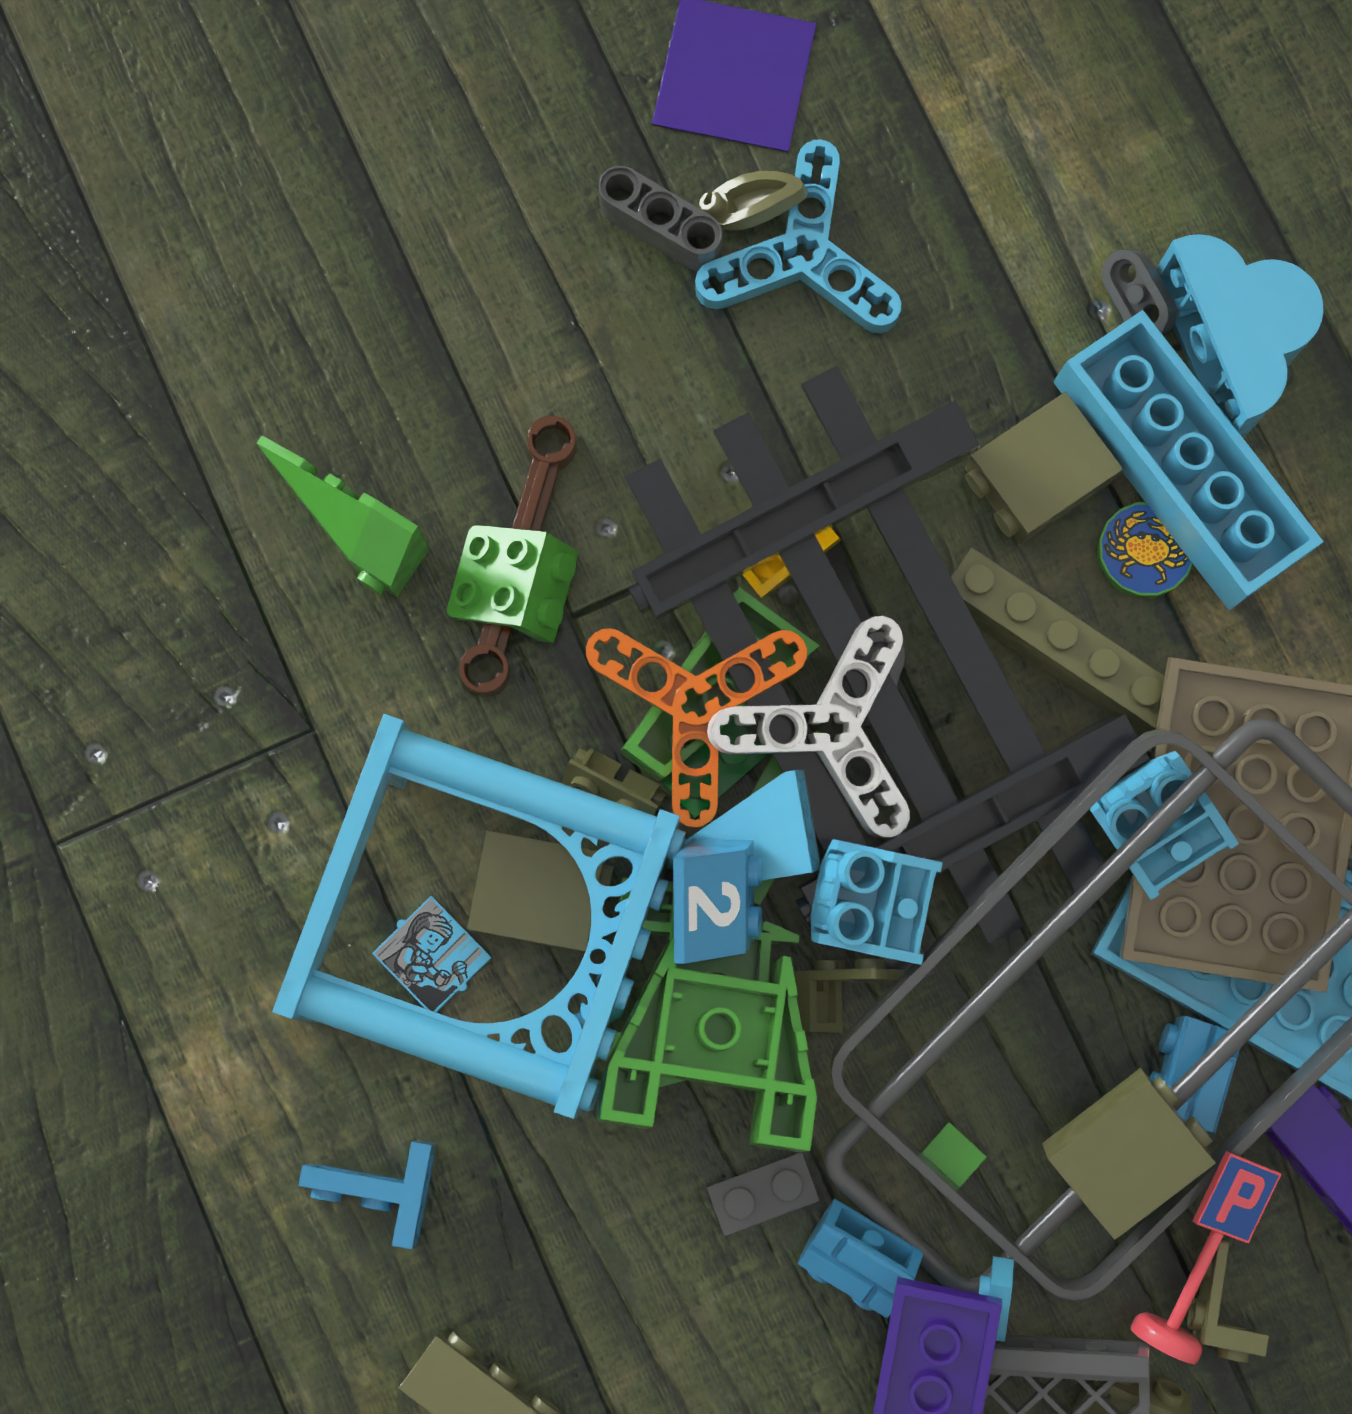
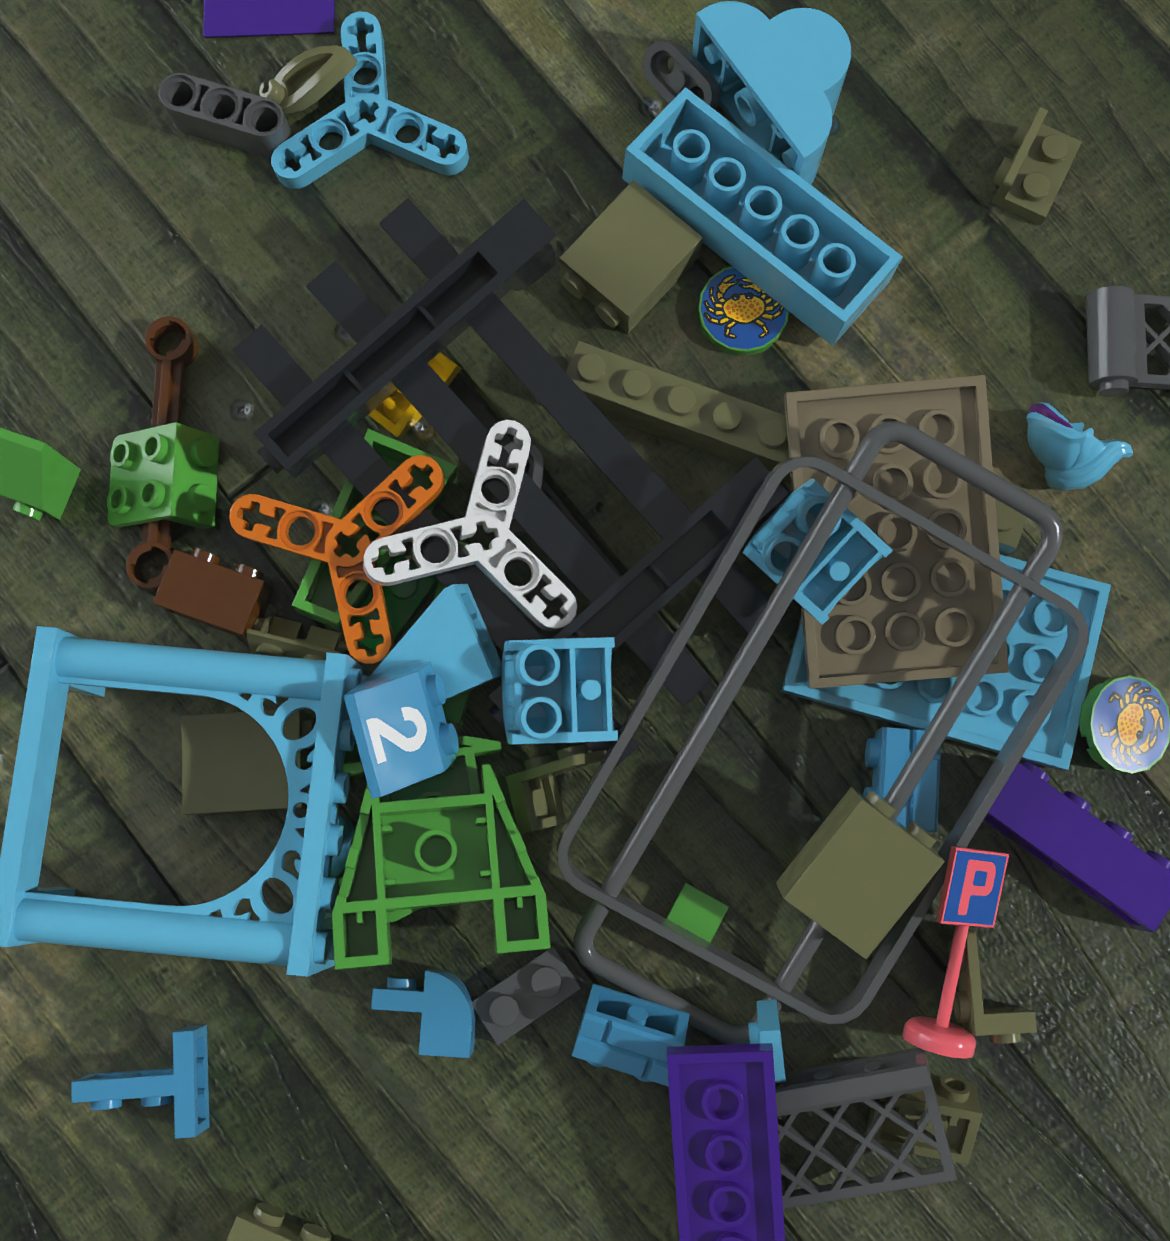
camera: 10 degrees left, 0 degrees up
(432, 955) = (163, 847): piece -> none
(541, 713) = (212, 593): none -> reddish brown brick
(682, 1188) = (445, 1006): none -> dark azure brick

